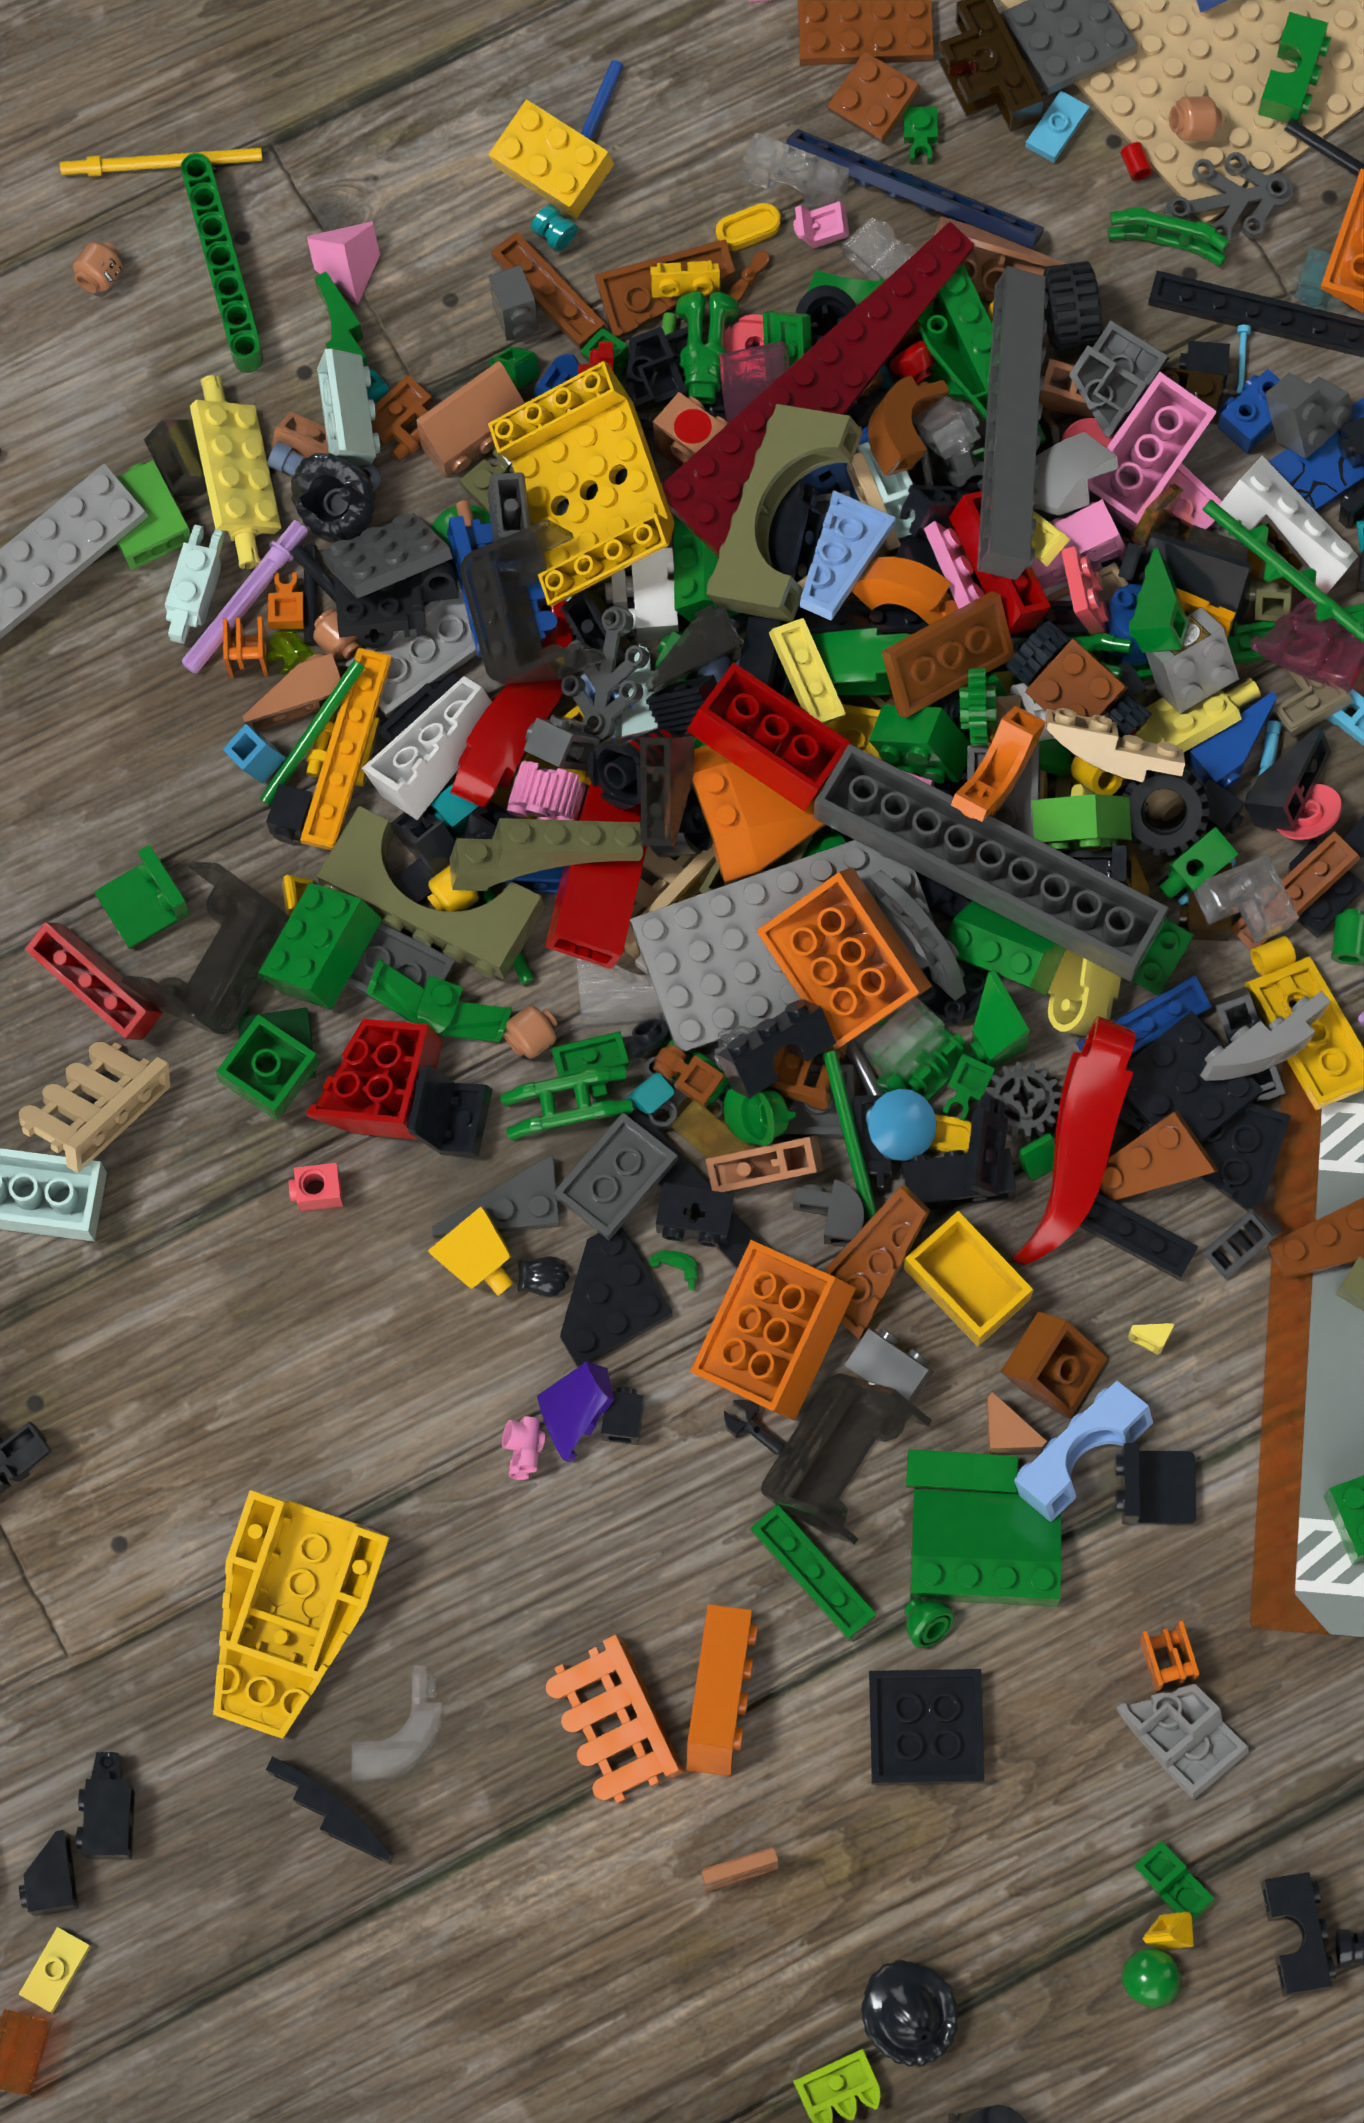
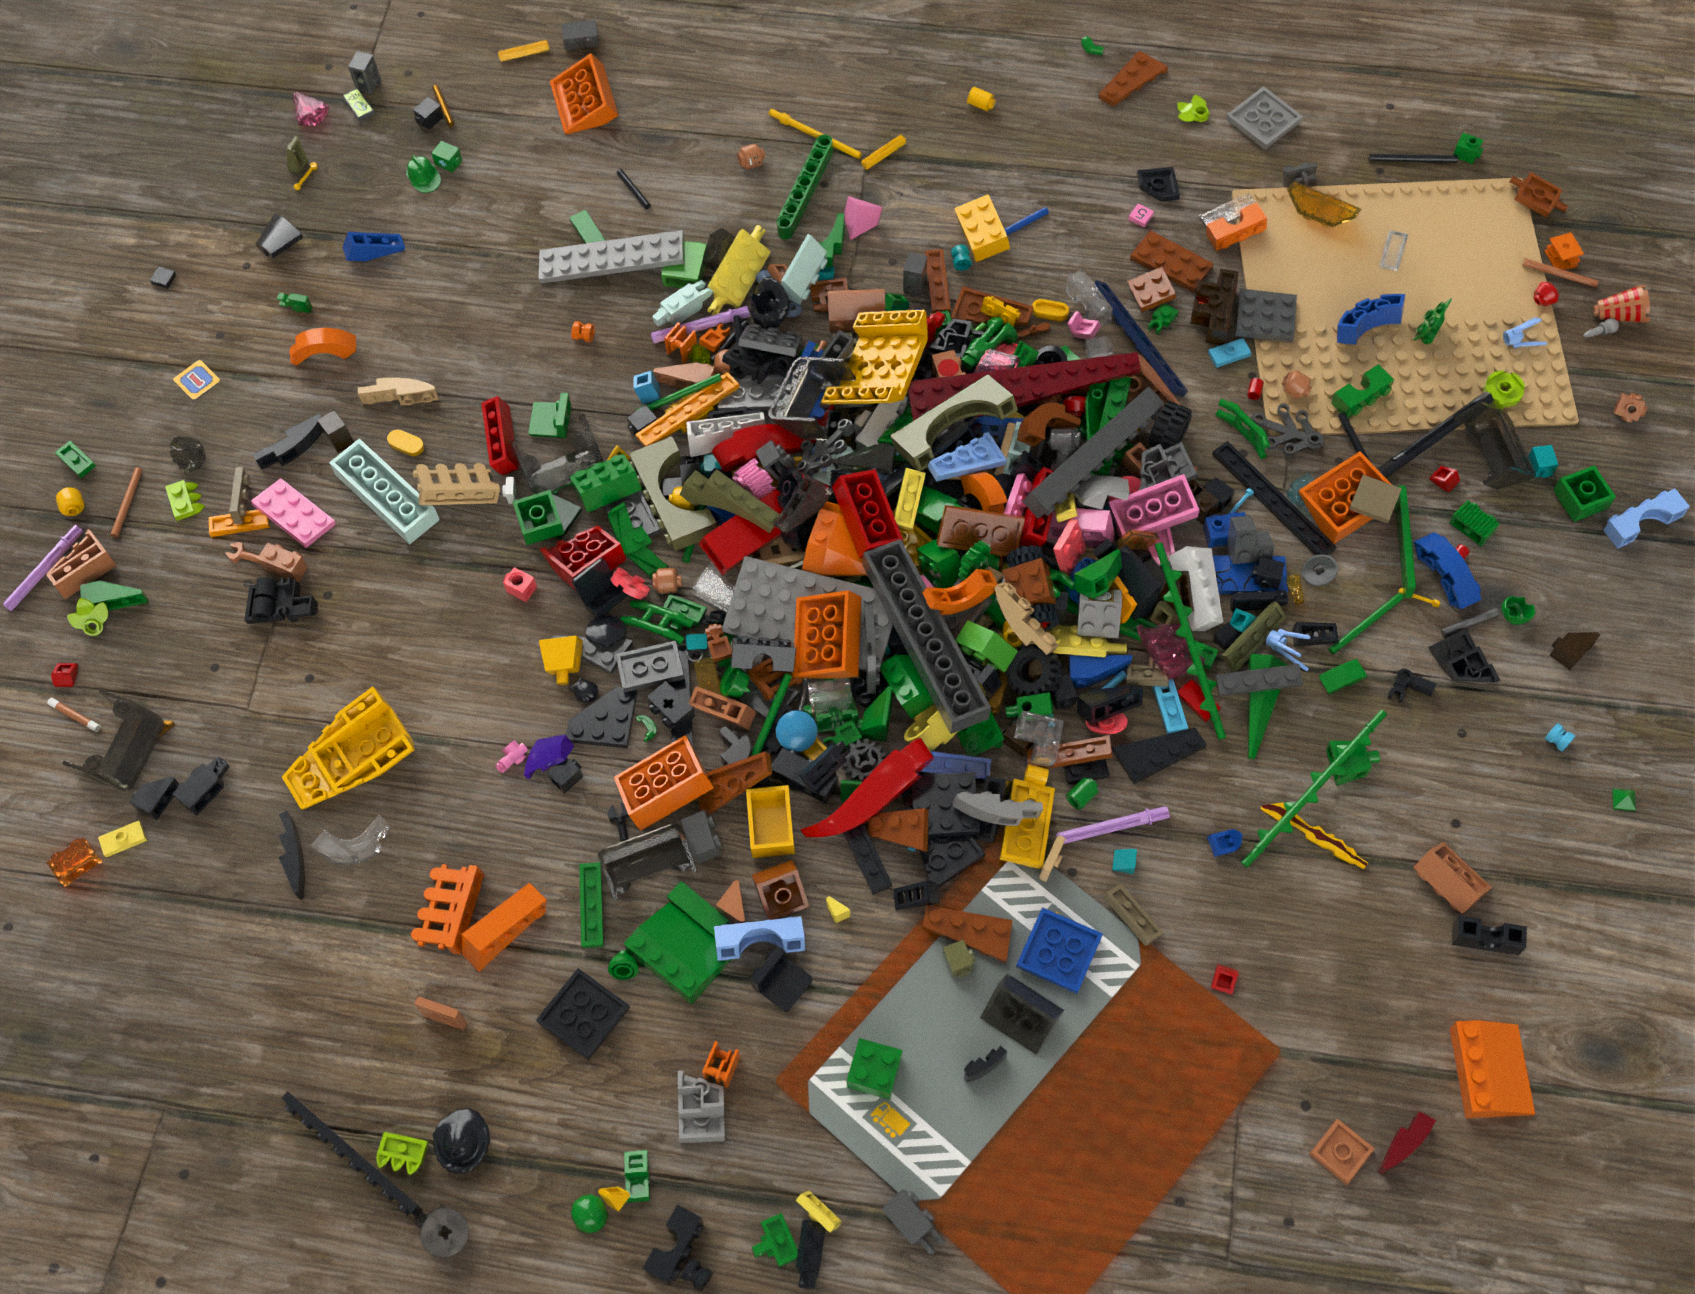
camera: 35 degrees right, 10 degrees down
(82, 725) = (583, 331): none -> orange wheel
(178, 1054) = (510, 490): none -> white plate
(294, 124) = (883, 152): none -> yellow axle
(487, 1073) = (632, 585): none -> coral plate
(504, 1168) = (605, 630): none -> black dish

